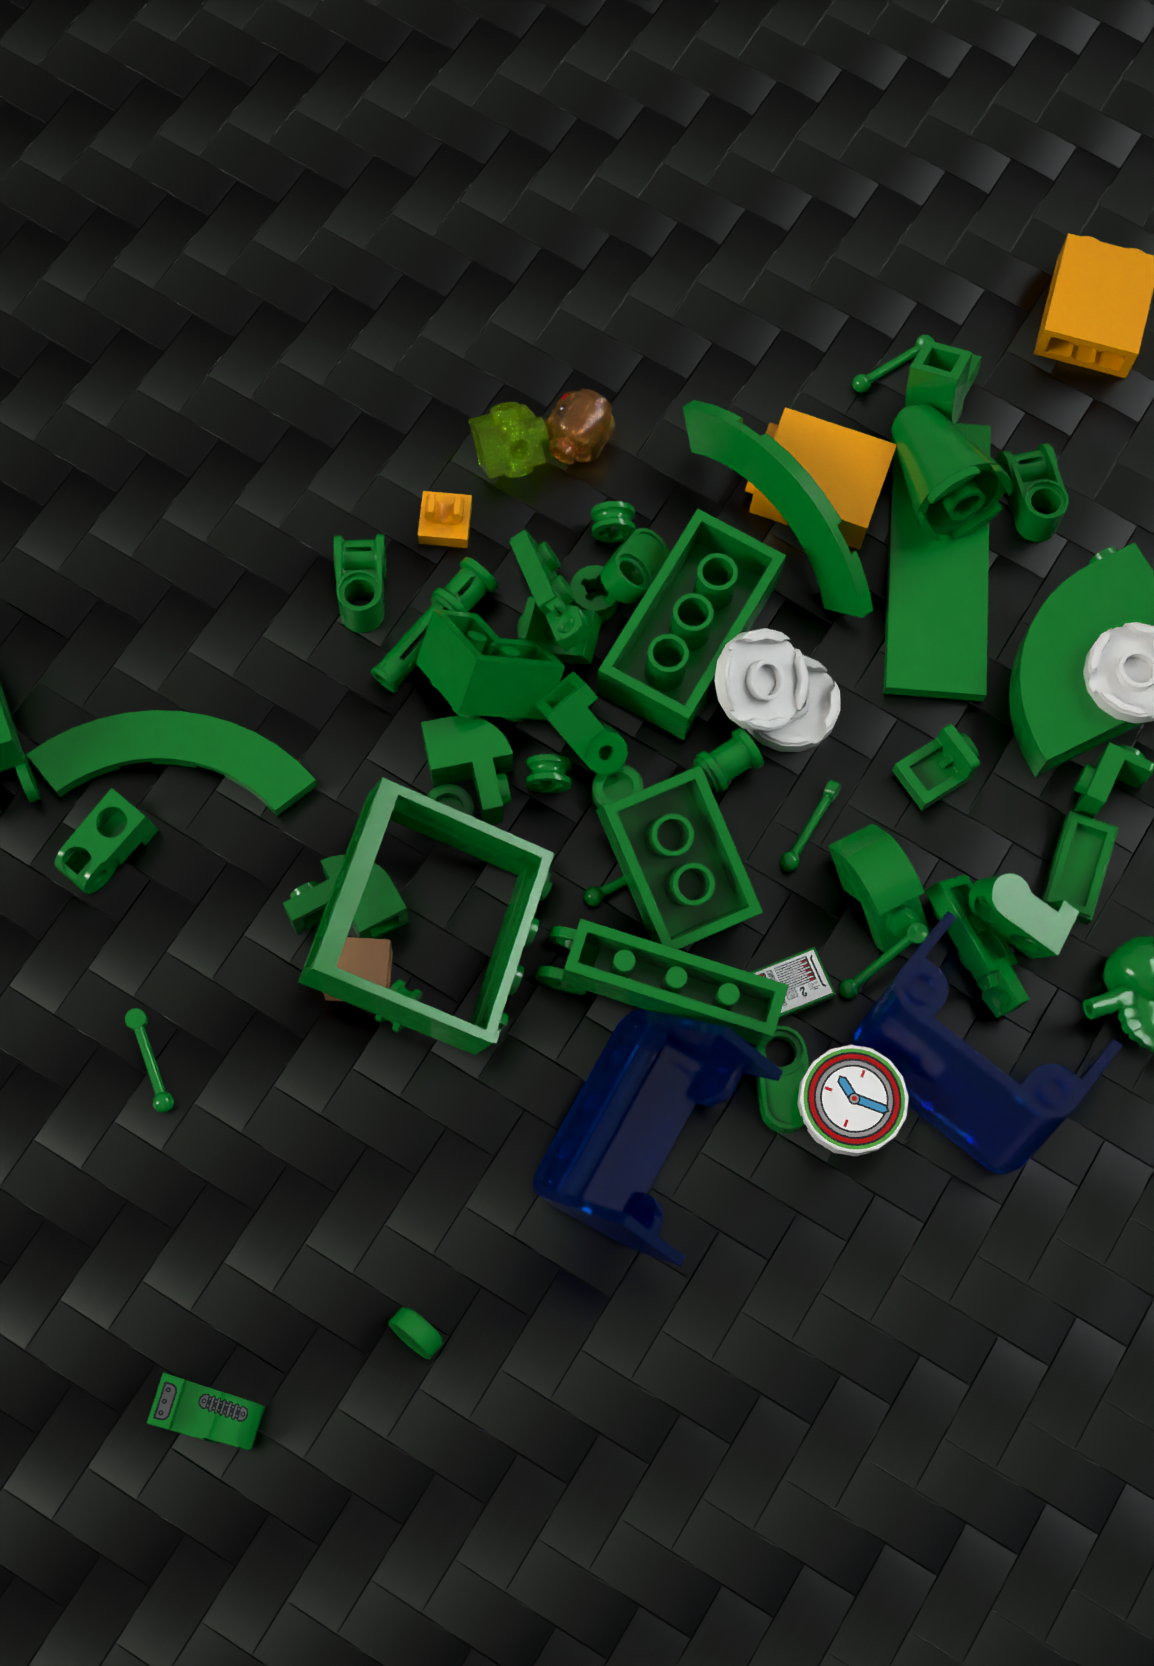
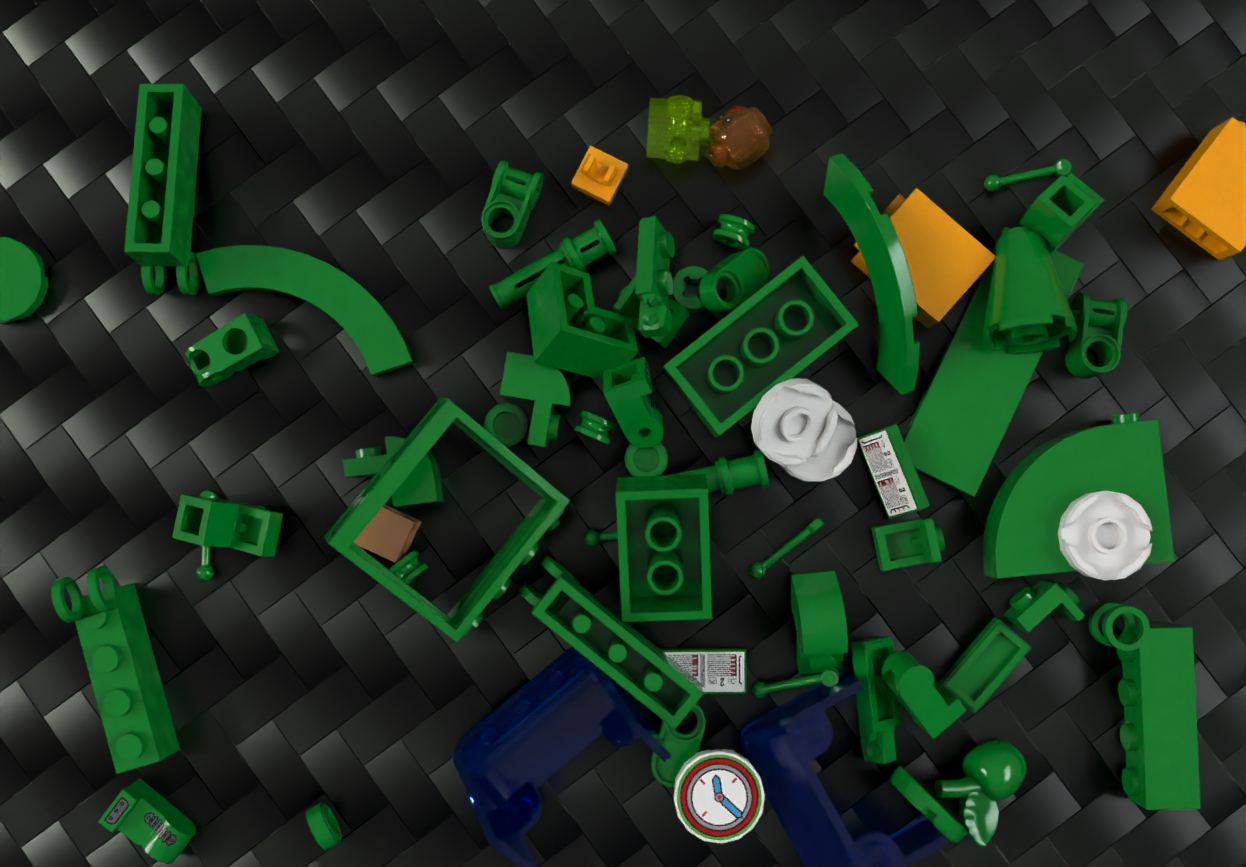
camera: 30 degrees right, 15 degrees up
(109, 1242) = (120, 668): none -> green hinge
(176, 1029) = (227, 525): none -> green brick
(888, 699) = (893, 471): none -> tile
(1079, 1019) = (928, 805): none -> green tile

